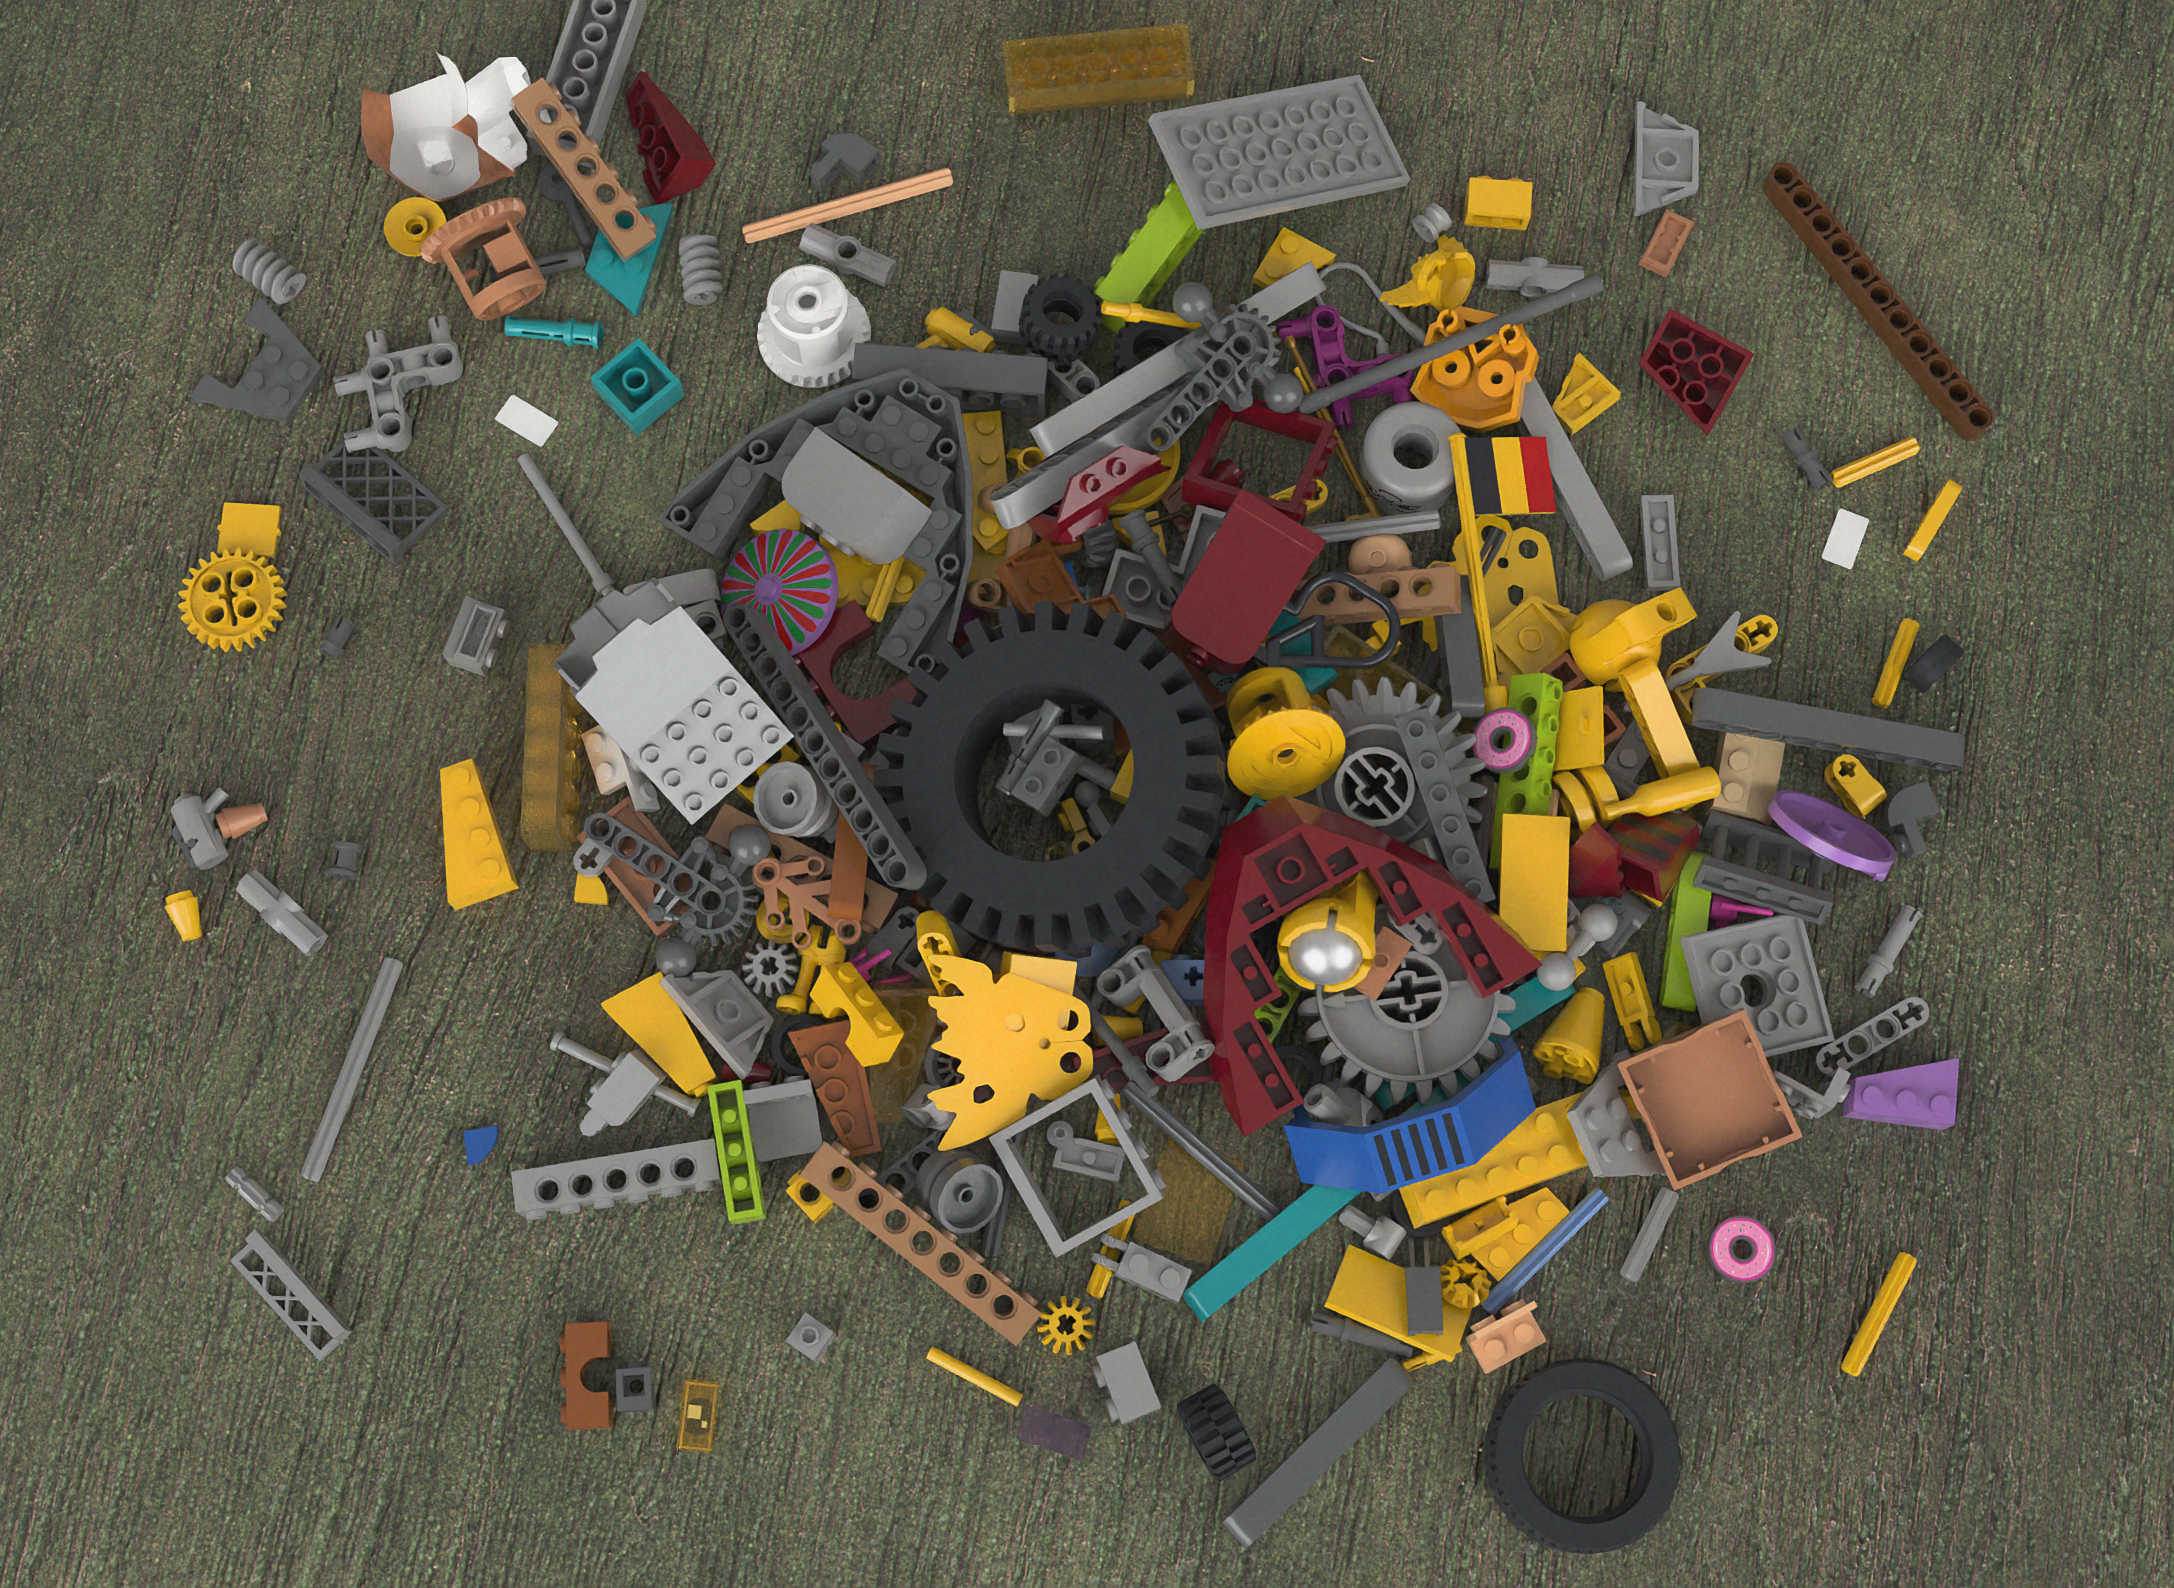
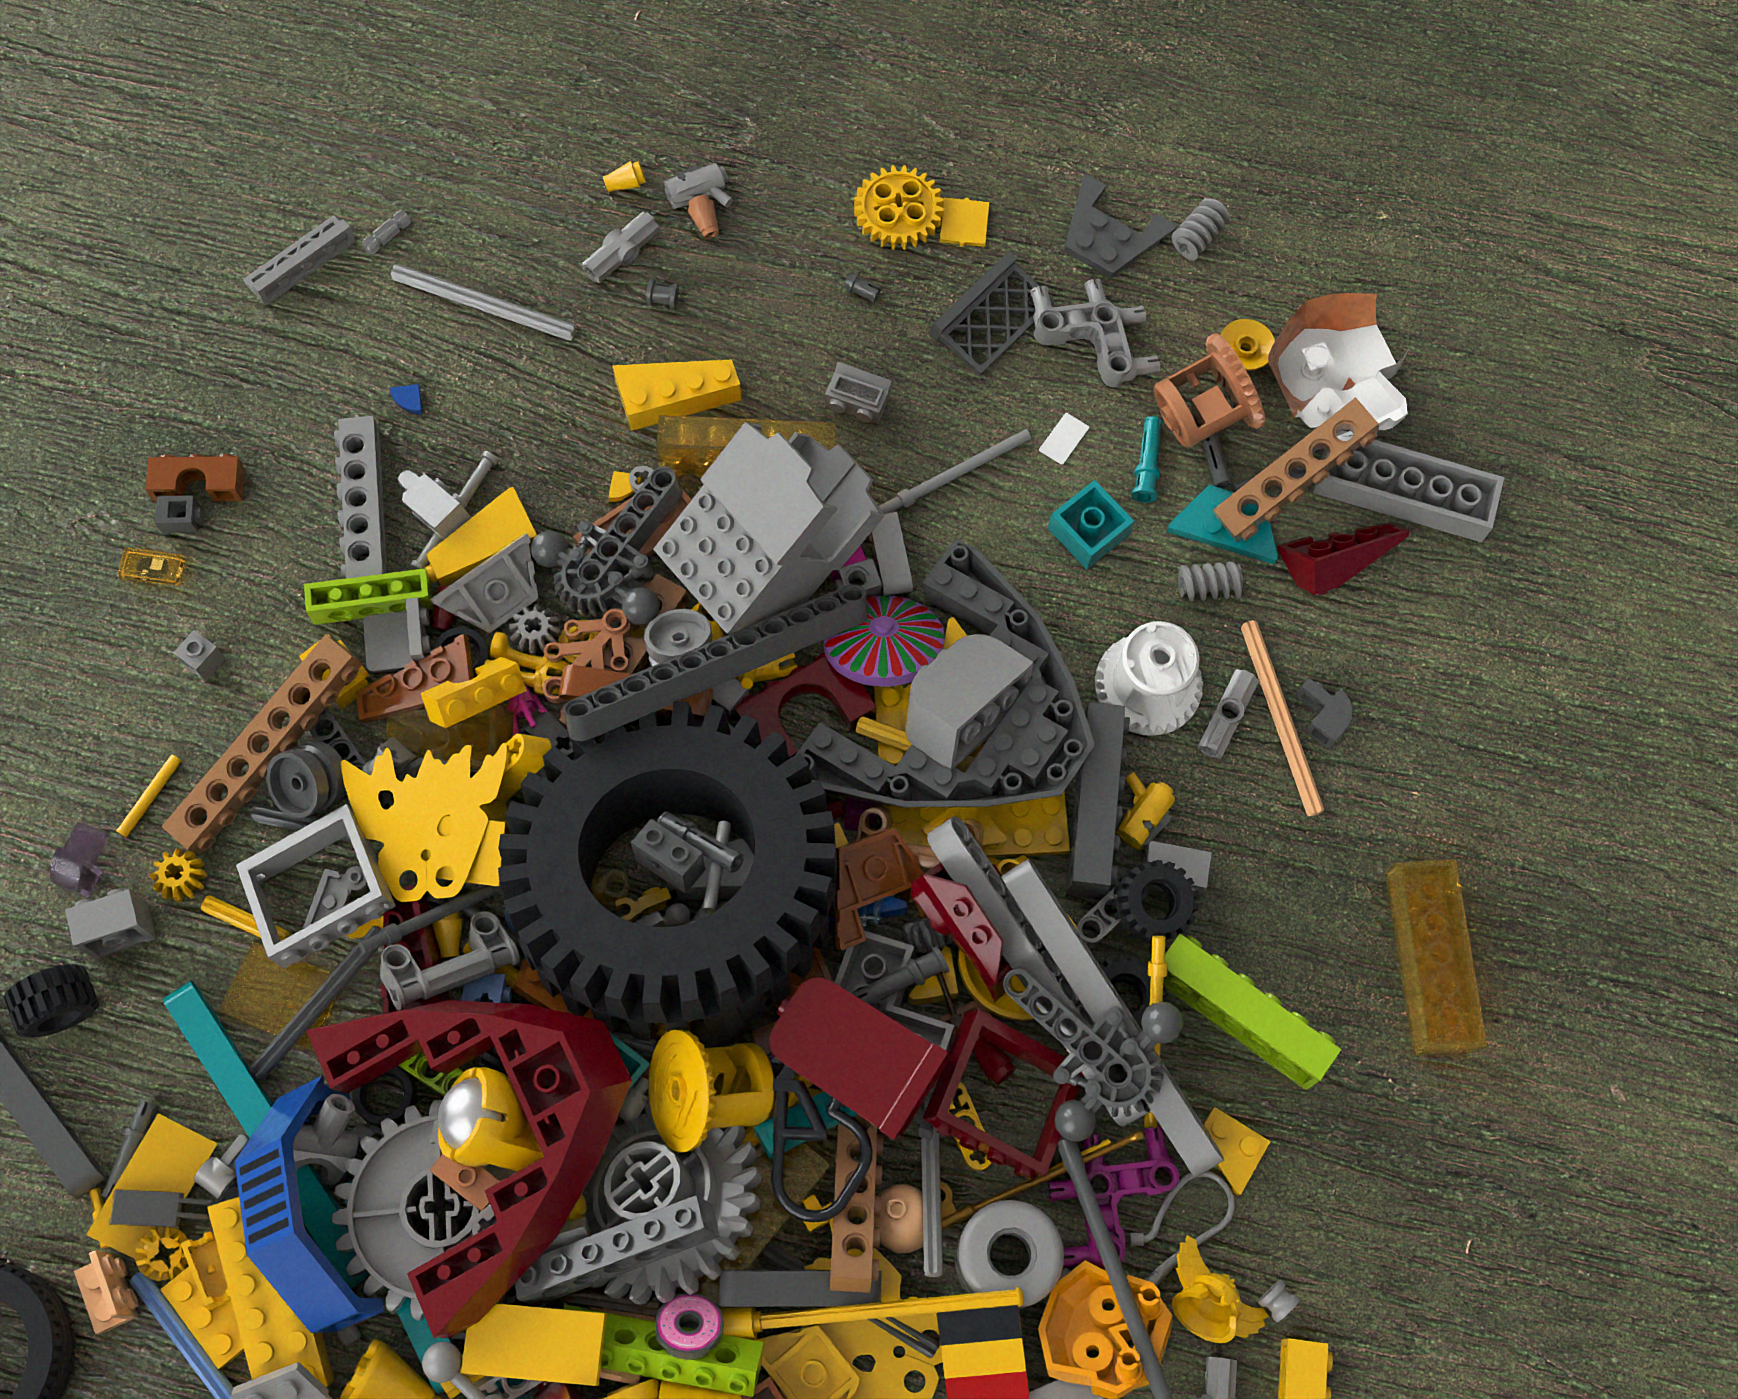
camera: 90 degrees right, 5 degrees down
(1145, 1269) = (217, 947): light grey hinge -> none
(1278, 151) = (1344, 1133): light grey plate -> none

